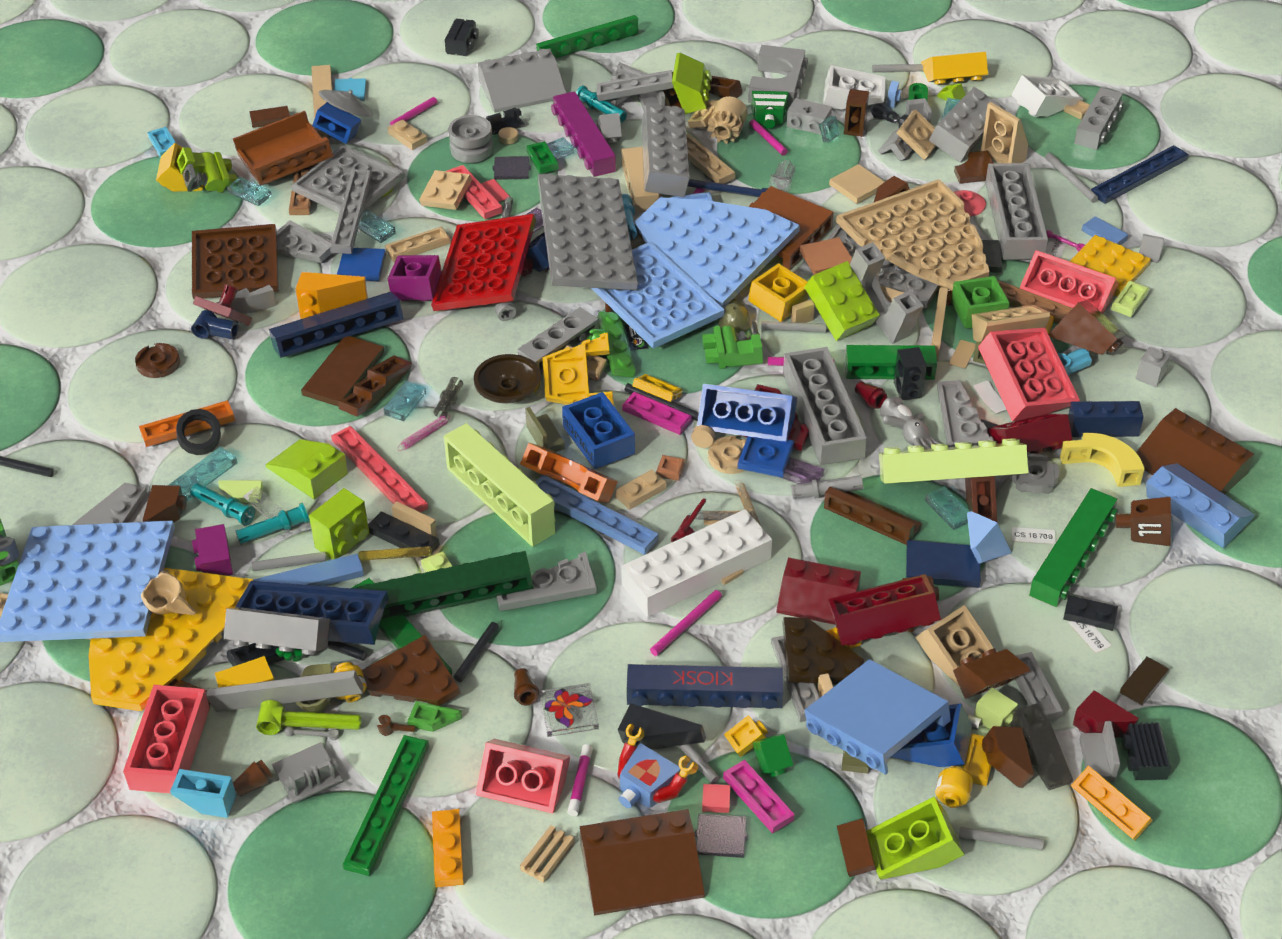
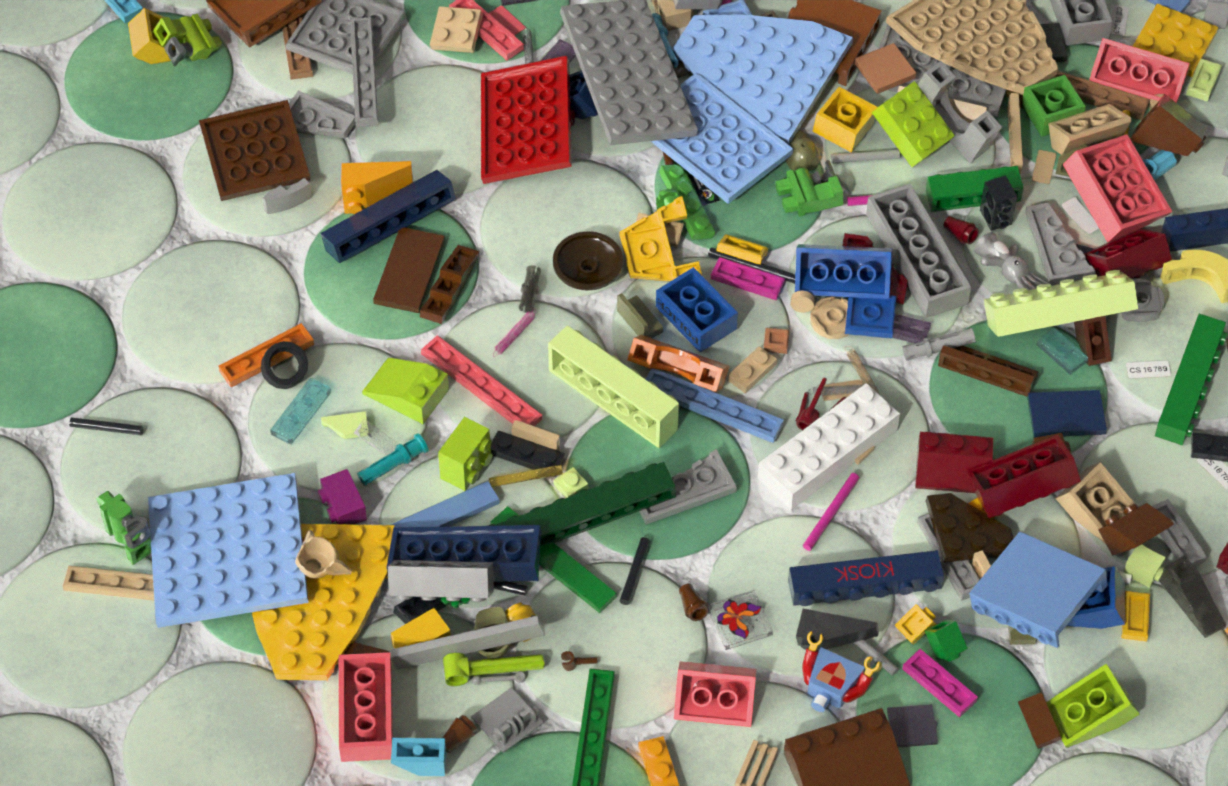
camera: 10 degrees left, 10 degrees up
(116, 507) = (223, 463): light grey wing -> none
(157, 360) = (208, 282): reddish brown tile -> none
(165, 503) = (276, 453): reddish brown slope -> none
(209, 324) = (250, 232): dark blue piece -> none
(224, 307) = (264, 211): dark red tile -> none
(229, 506) = (343, 446): teal pin -> none
(249, 191) = (239, 56): clear light blue plate -> none
(288, 561) = (420, 498): light grey bar -> none
(363, 263) = (391, 136): blue tile -> none
(376, 227) = (393, 86): clear light blue plate -> none
(404, 401) = (484, 297): clear light blue plate -> none
(412, 675) = (581, 605): reddish brown plate -> none
(415, 277) = (456, 147): magenta brick -> none
(418, 243) = (442, 101): tan tile -> none
(432, 717) = (609, 645): bright green tile -> none
(505, 315) = (561, 176): light grey bush -> none
(568, 331) = (634, 197): light grey brick -> none
(580, 779) = (768, 687): dark pink bar -> none
(716, 798) = (900, 690): coral tile -> none
(803, 312) = (872, 139): tan tile -> none
(954, 786) = (1119, 647): yellow head -> none
(986, 538) = (1105, 382): light blue slope -> none
(1001, 838) = (1151, 691): light grey bar -> none
(1008, 754) = (1164, 608): reddish brown slope -> none
(1078, 246) = (1142, 19): dark pink hinge -> none

